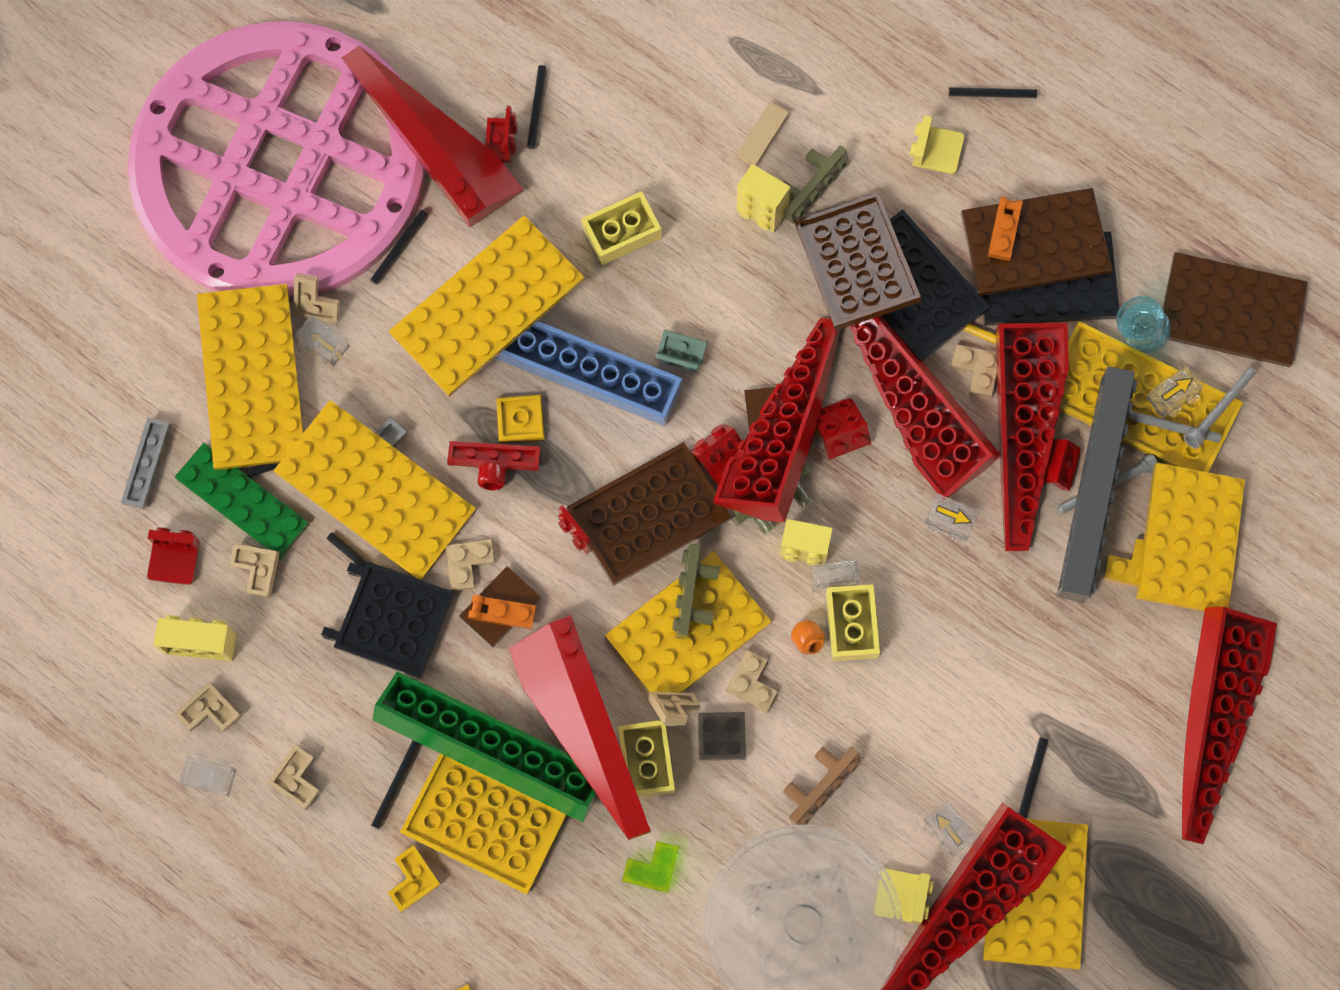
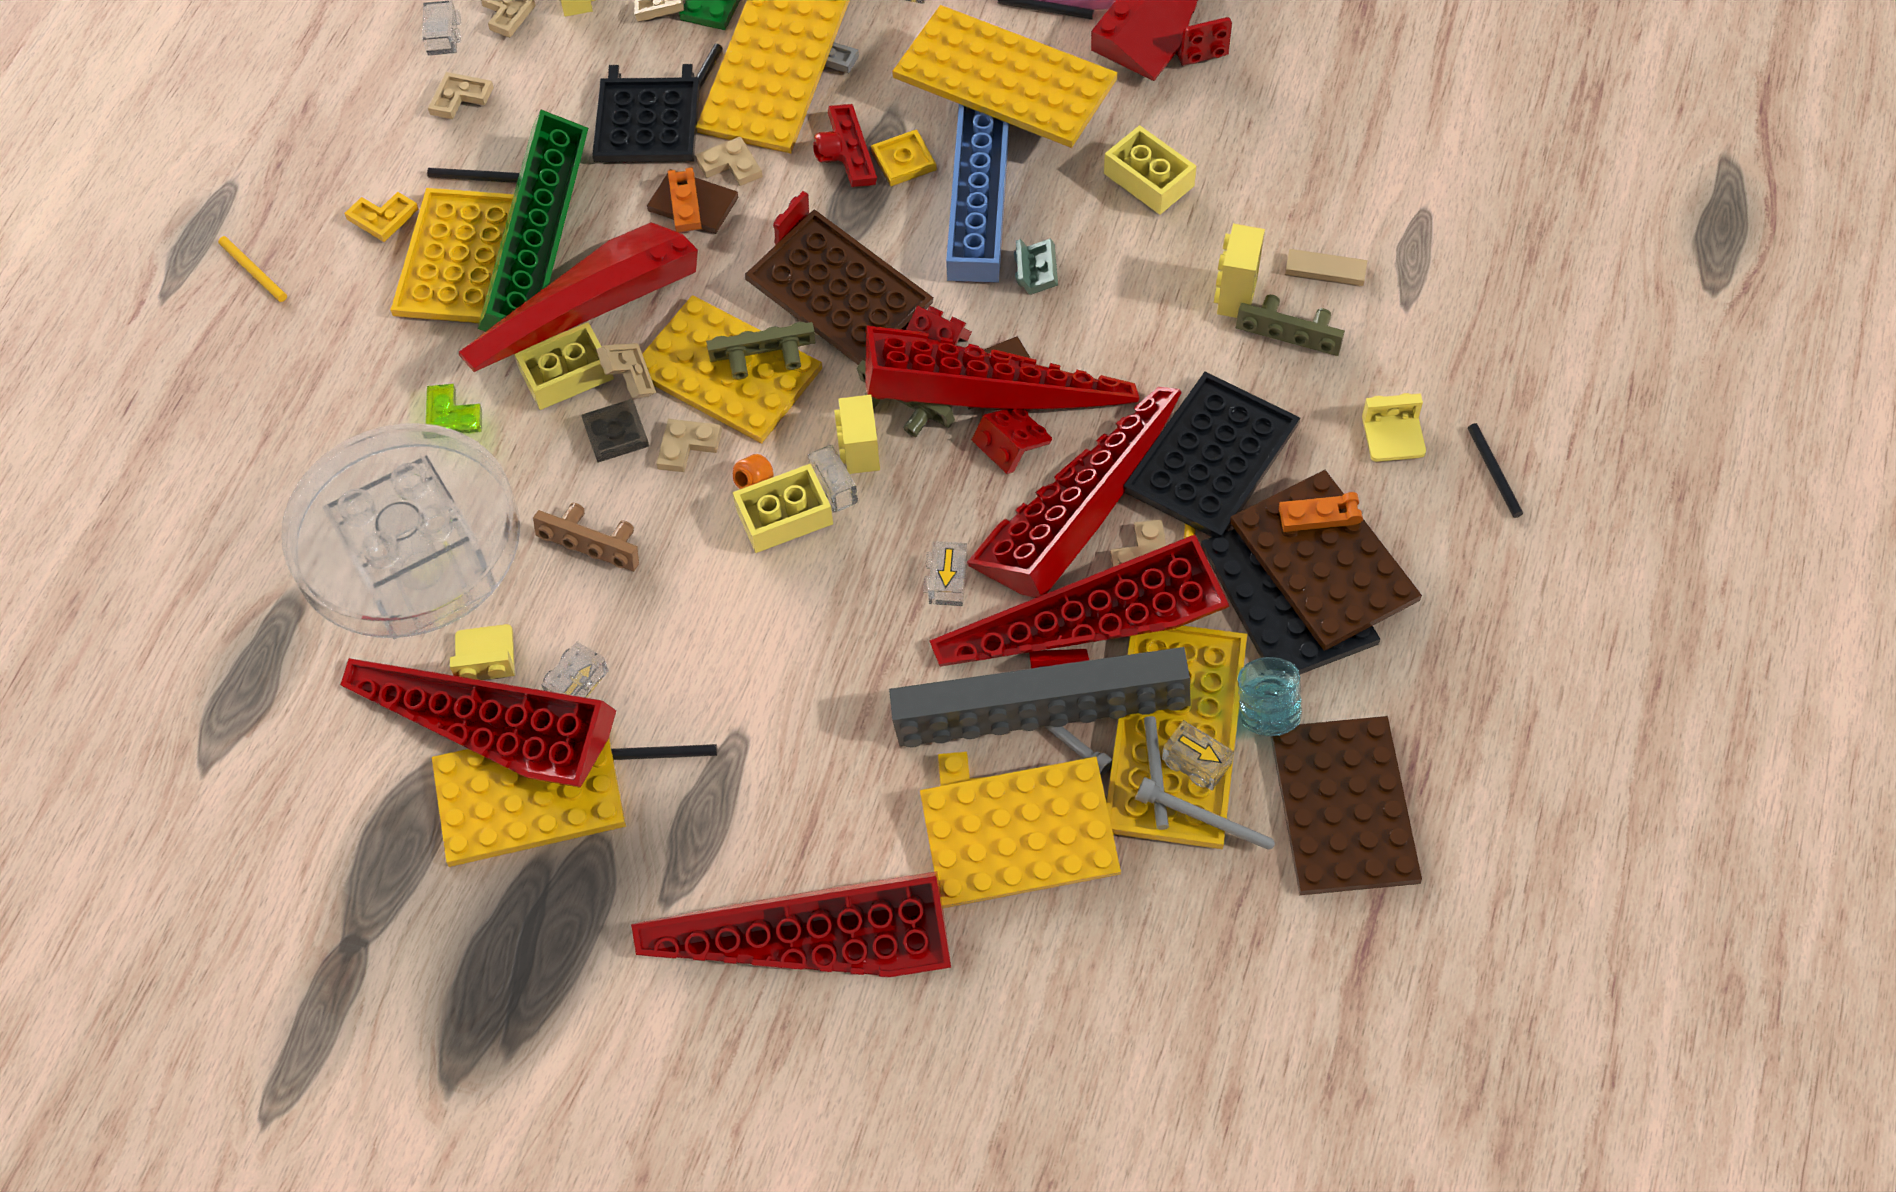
camera: 70 degrees right, 15 degrees down
(536, 107) = (1255, 67): black bar -> none
(857, 261) = (1210, 383): plate -> none

